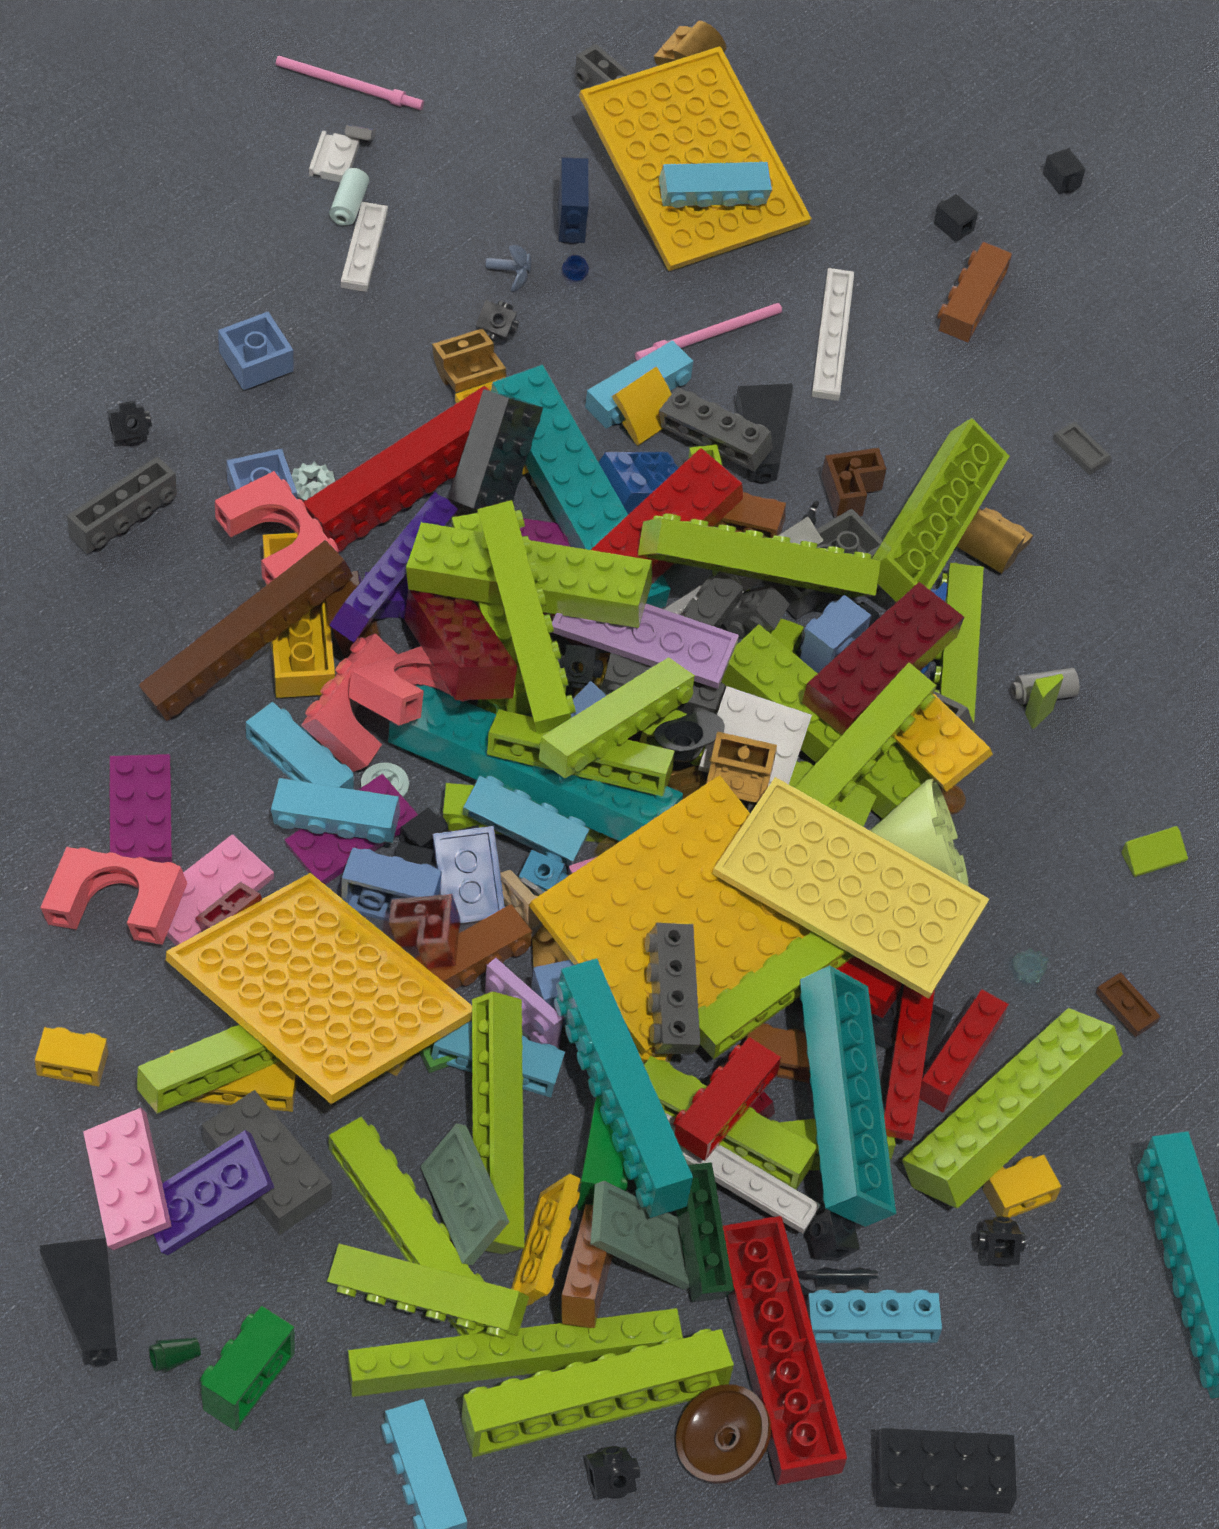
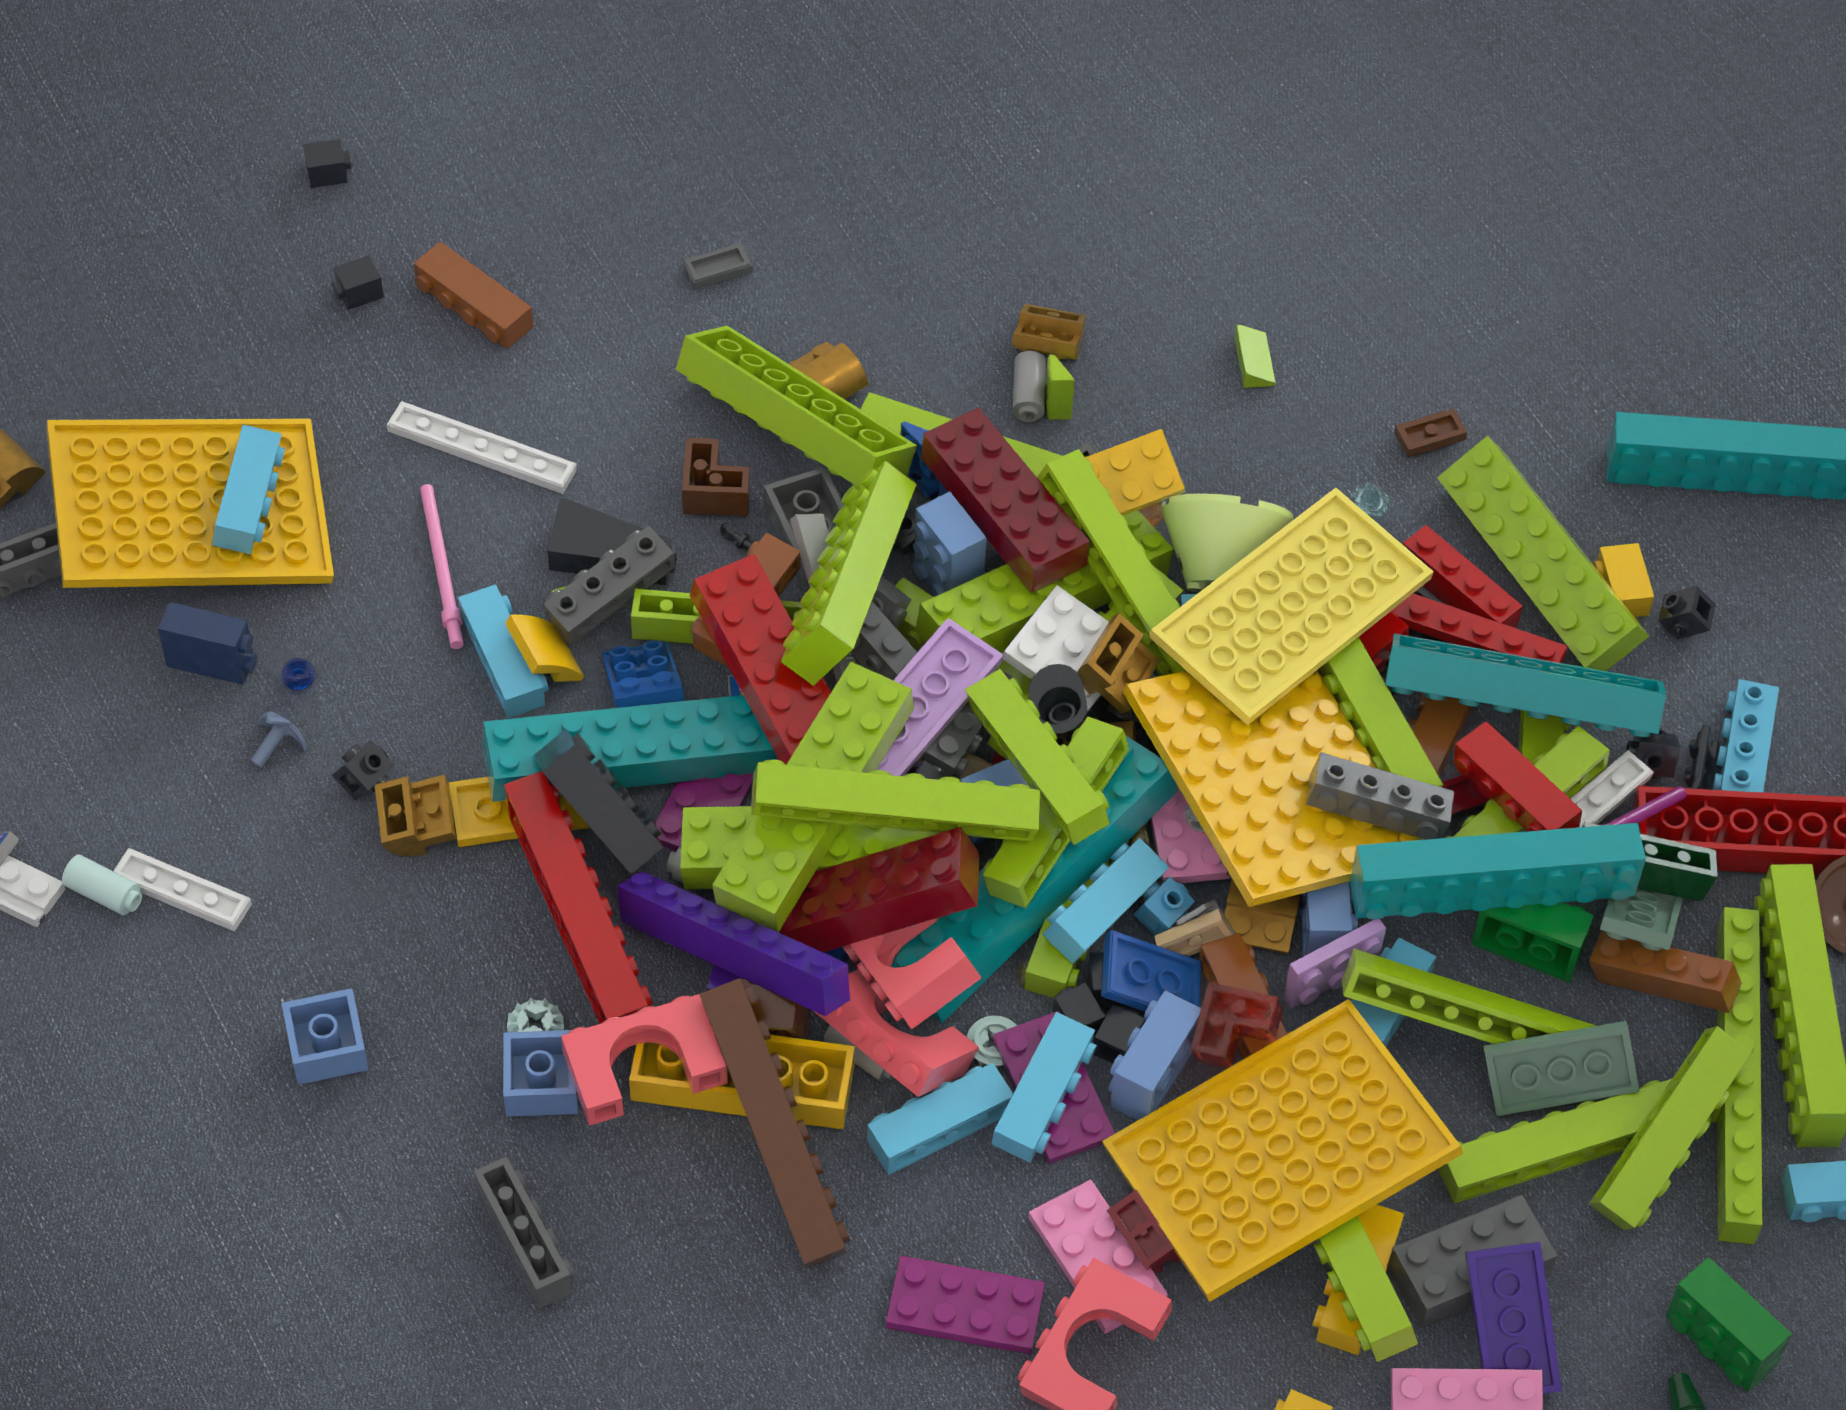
camera: 70 degrees left, 0 degrees up
(119, 418) = (391, 1202): black brick -> none
(545, 1238) = (1600, 996): yellow plate -> none
(736, 1207) = (1652, 807): none -> magenta bar
(1108, 688) = (1049, 331): none -> pearl gold brick

